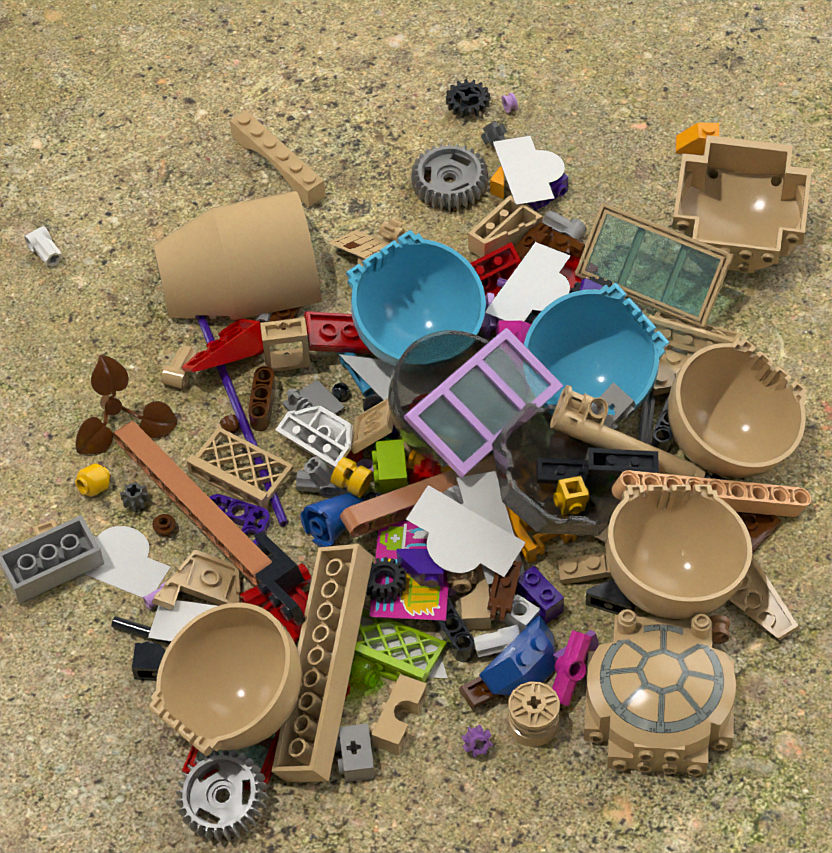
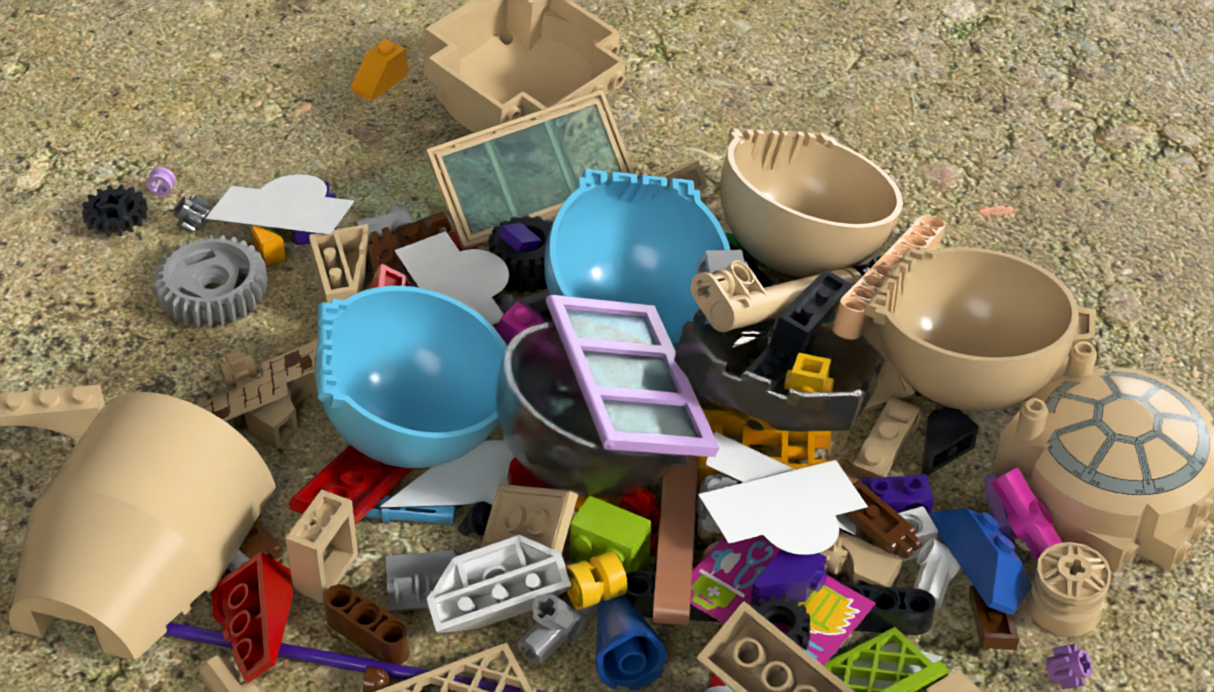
camera: 60 degrees left, 10 degrees down
(341, 392) = (429, 539): black hinge -> none

